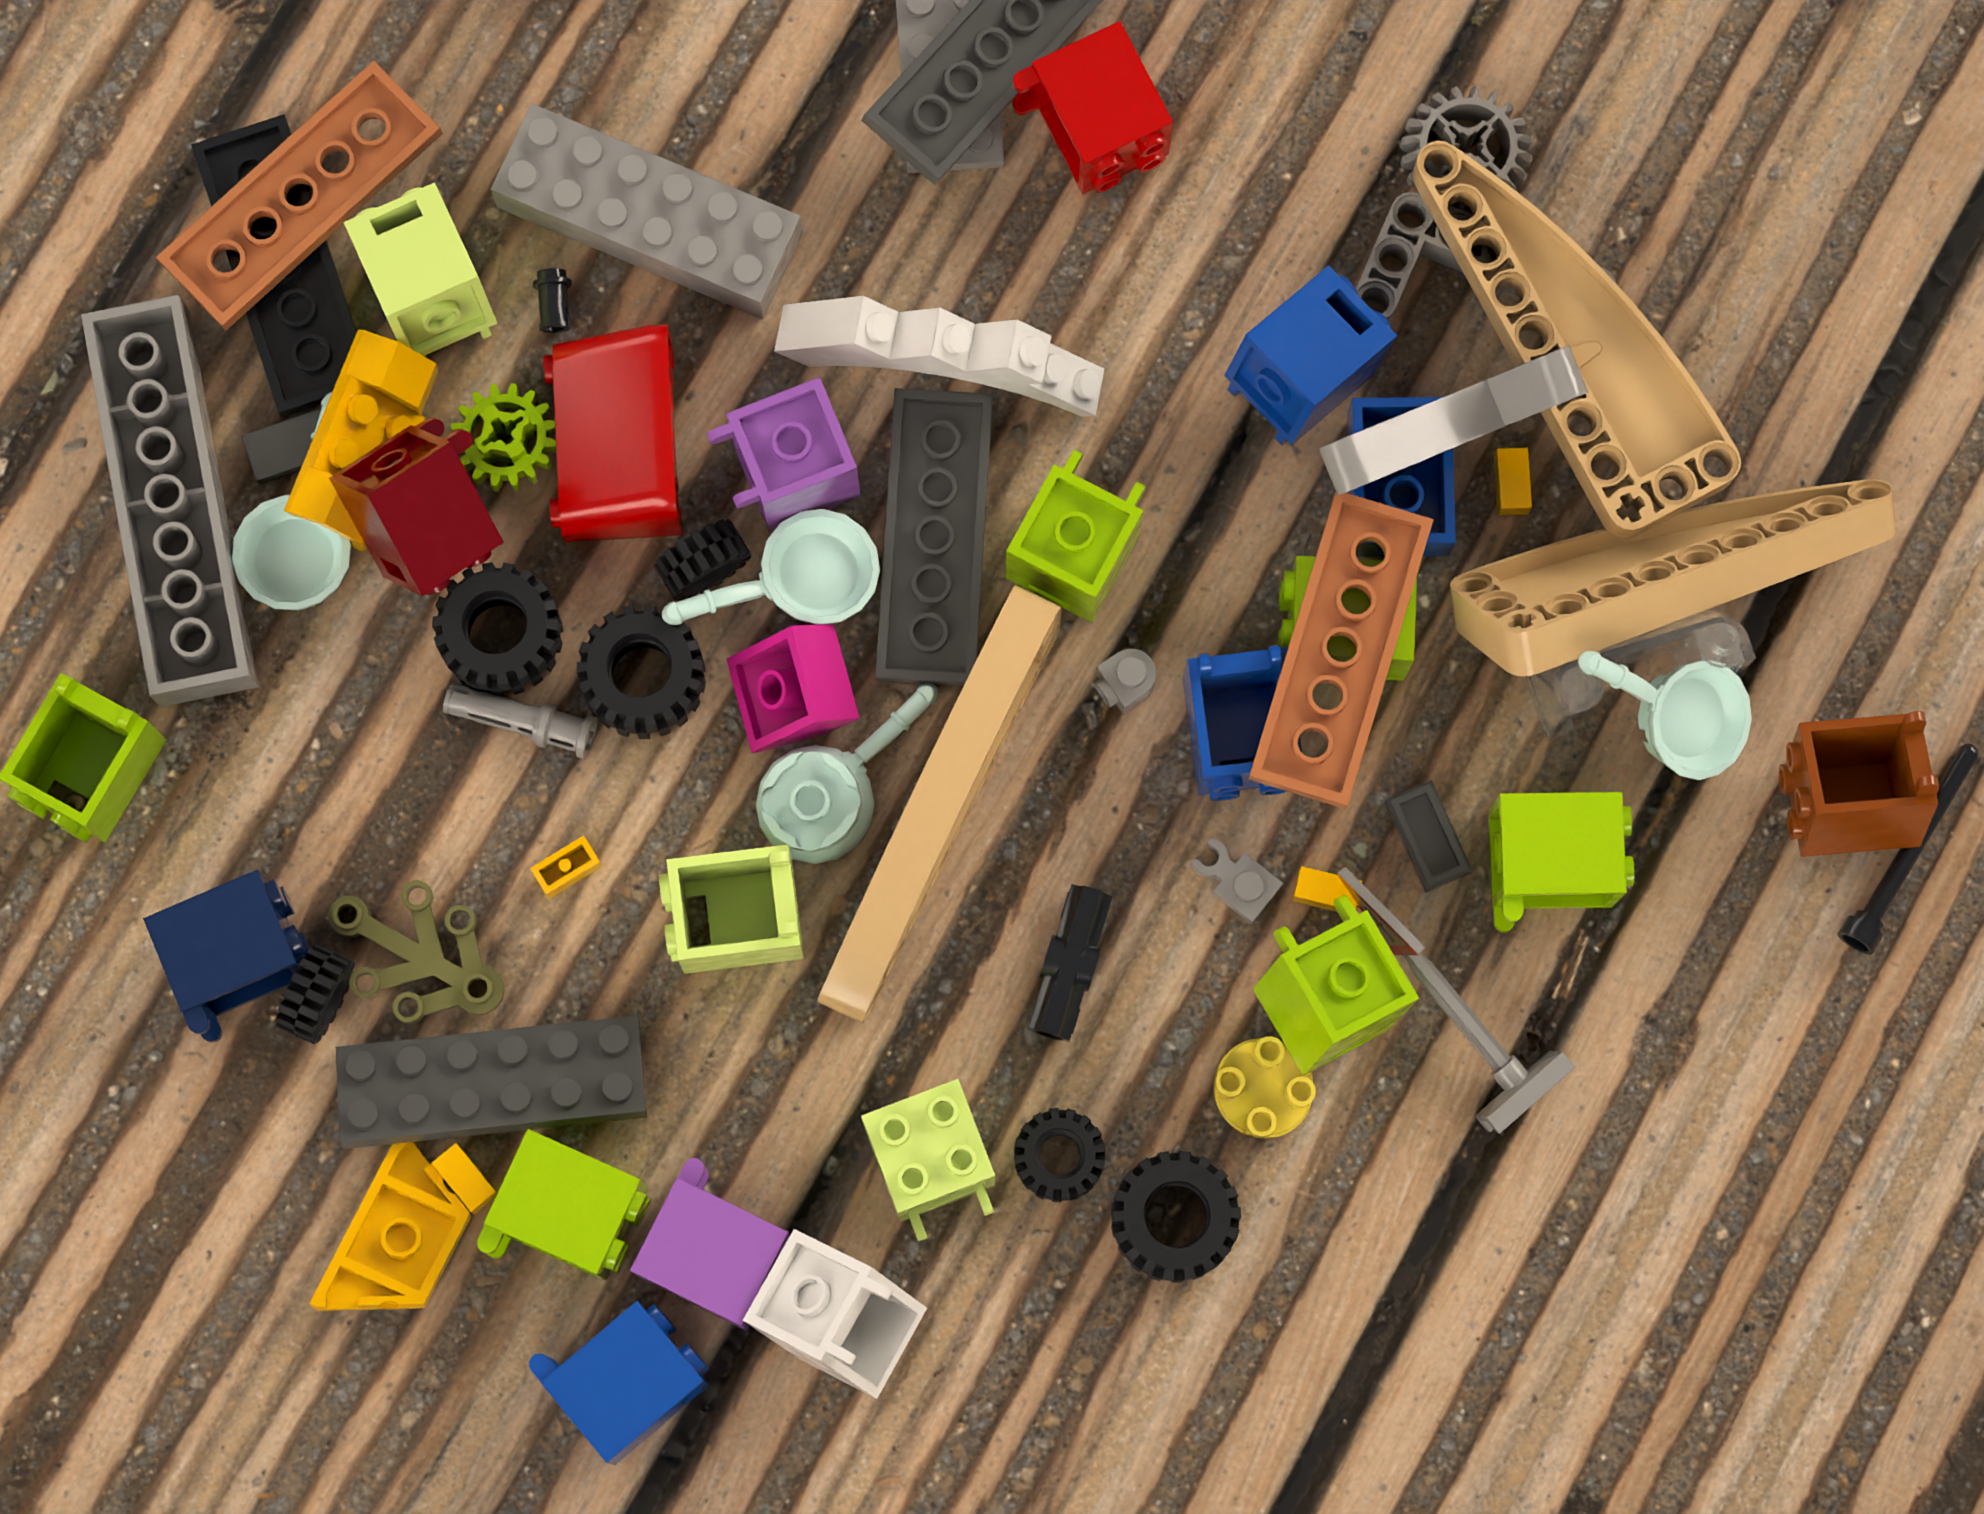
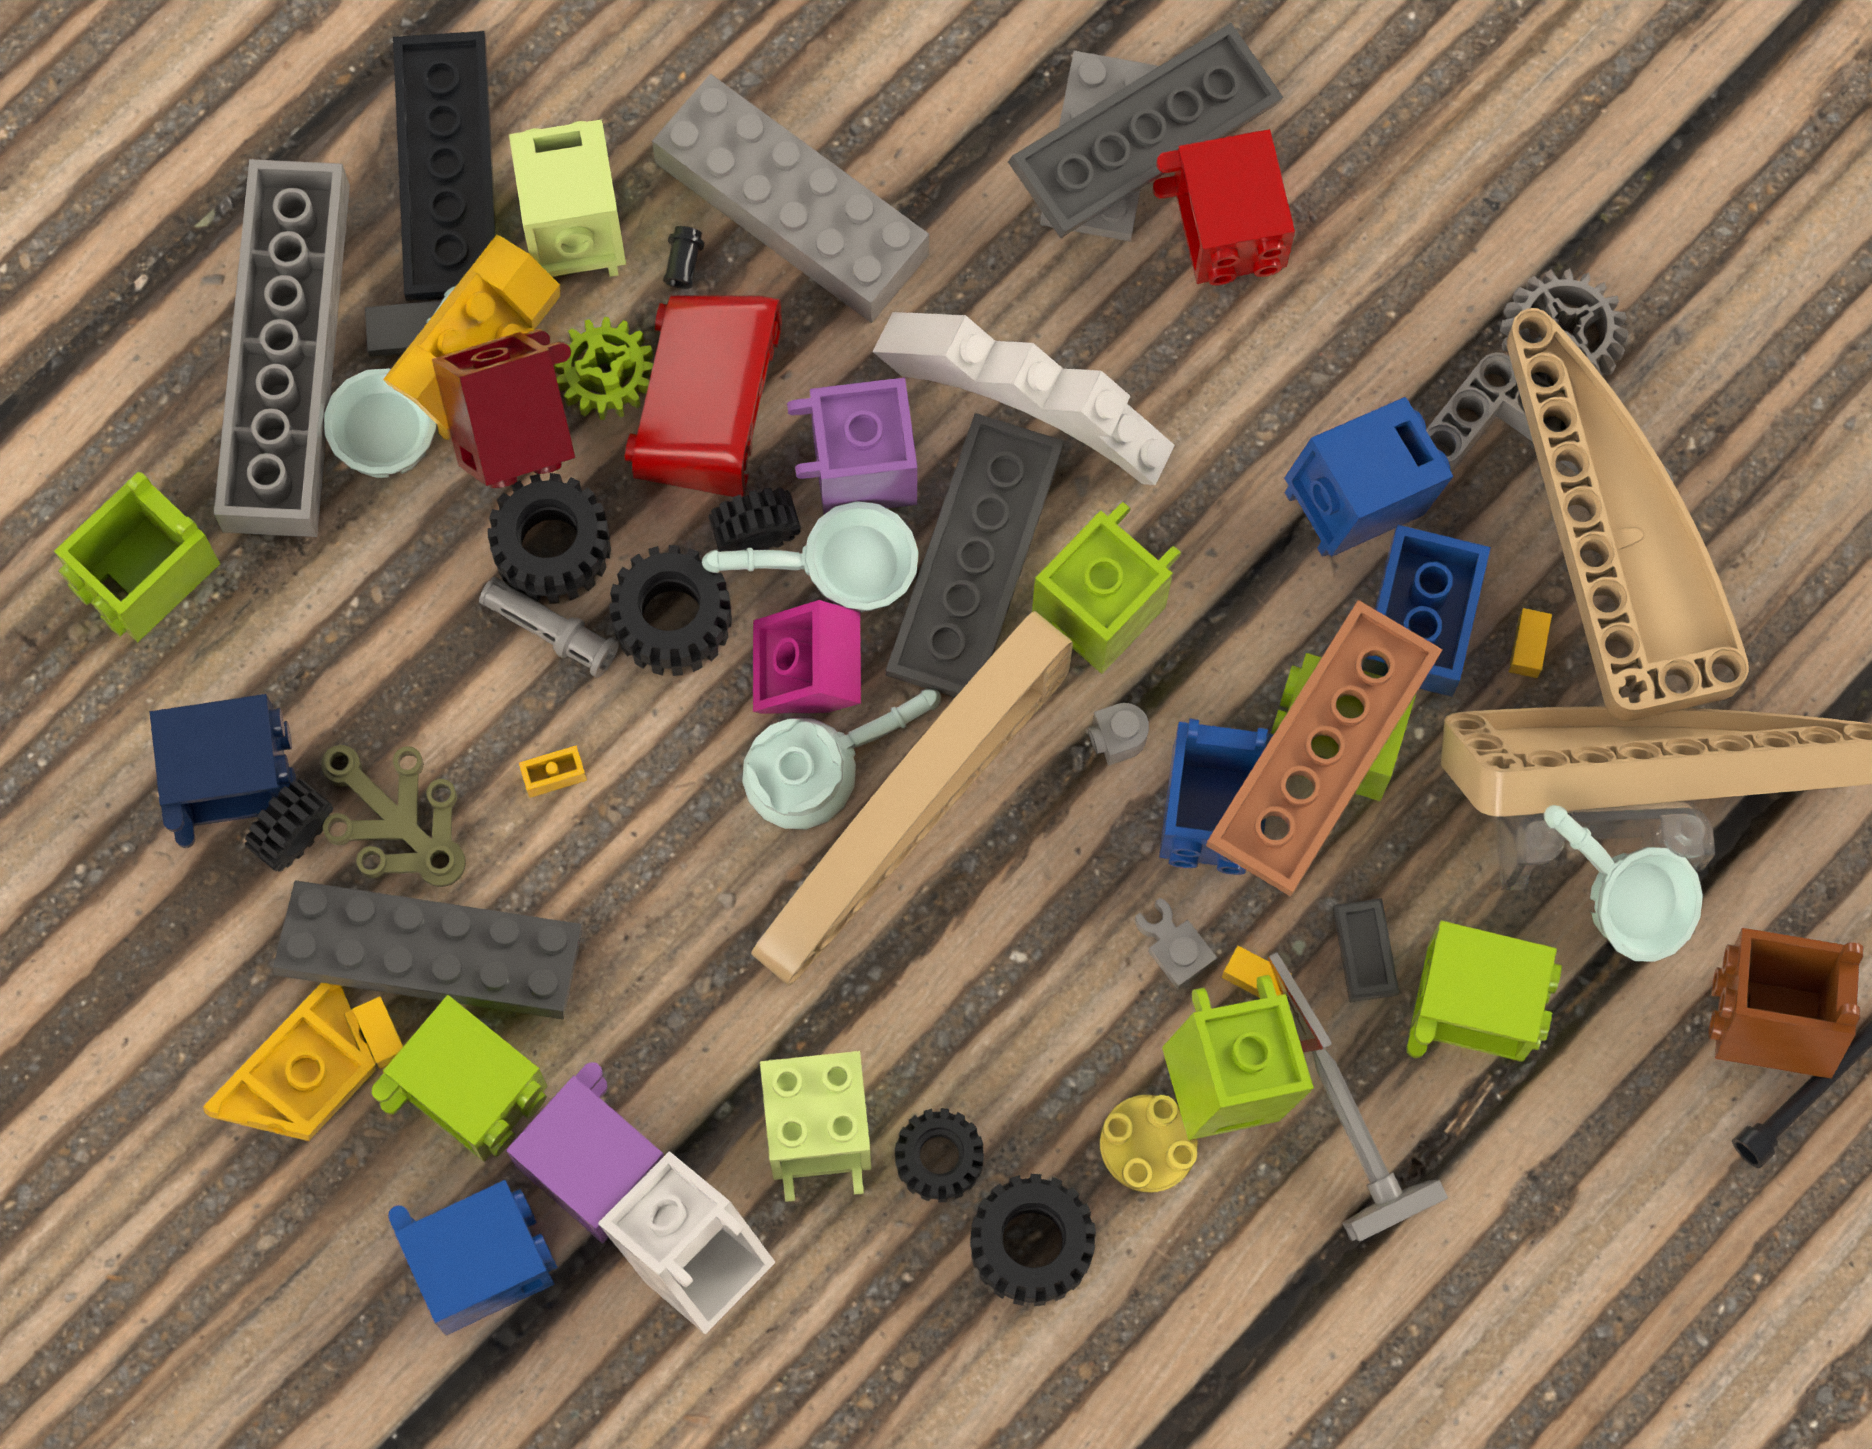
camera: 15 degrees right, 5 degrees down
(305, 227) = (477, 133): nougat plate -> none
(748, 908) = (711, 848): yellowish green container -> none
(1070, 963) = (997, 979): black piece -> none
(1453, 420) = (1484, 564): light grey beam -> none

